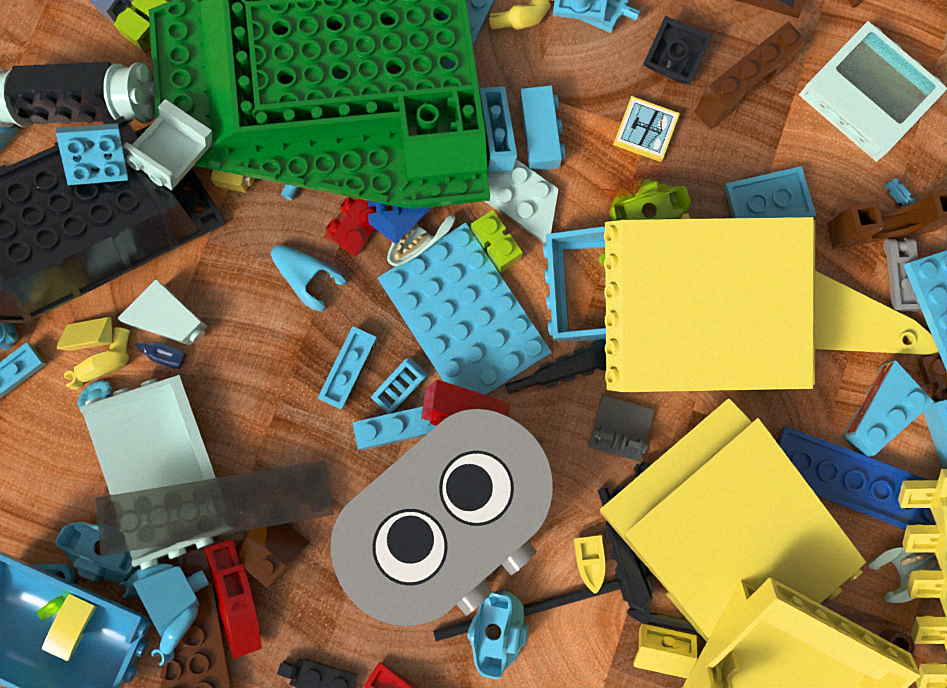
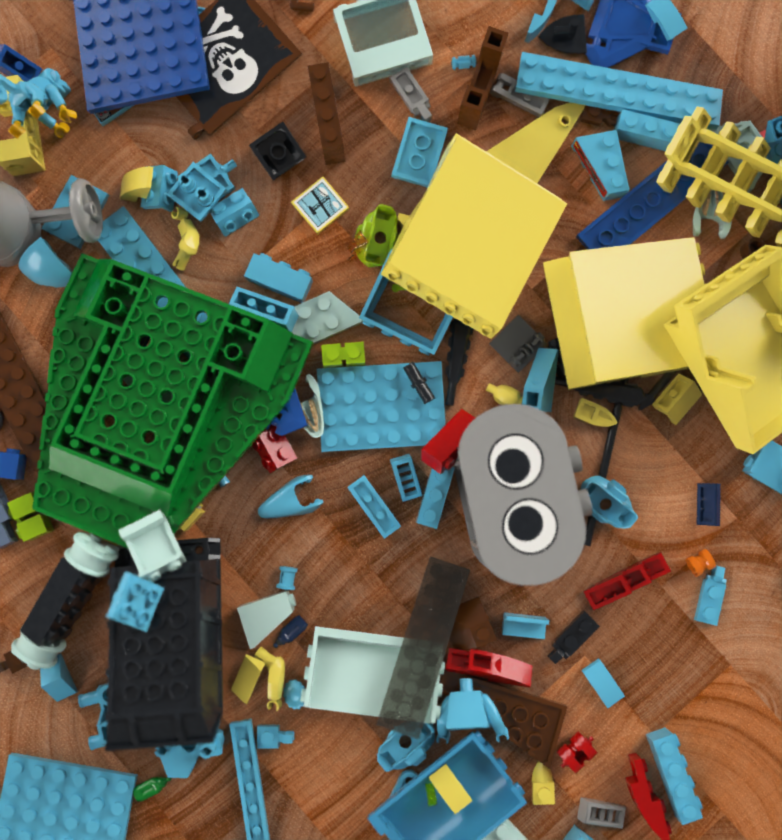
camera: 70 degrees left, 5 degrees up
(35, 397) = (270, 736): none -> medium azure plate
(218, 316) = (287, 578): none -> medium azure bush
(303, 613) = (524, 625): none -> medium azure panel
(511, 339) = (418, 383): none -> black pin
(555, 446) = (505, 394): none -> light yellow plant
(584, 44) = (234, 212): none -> medium azure bracket
(592, 476) = (541, 380): none -> medium azure slope
(828, 156) = (411, 94): none -> light grey hinge

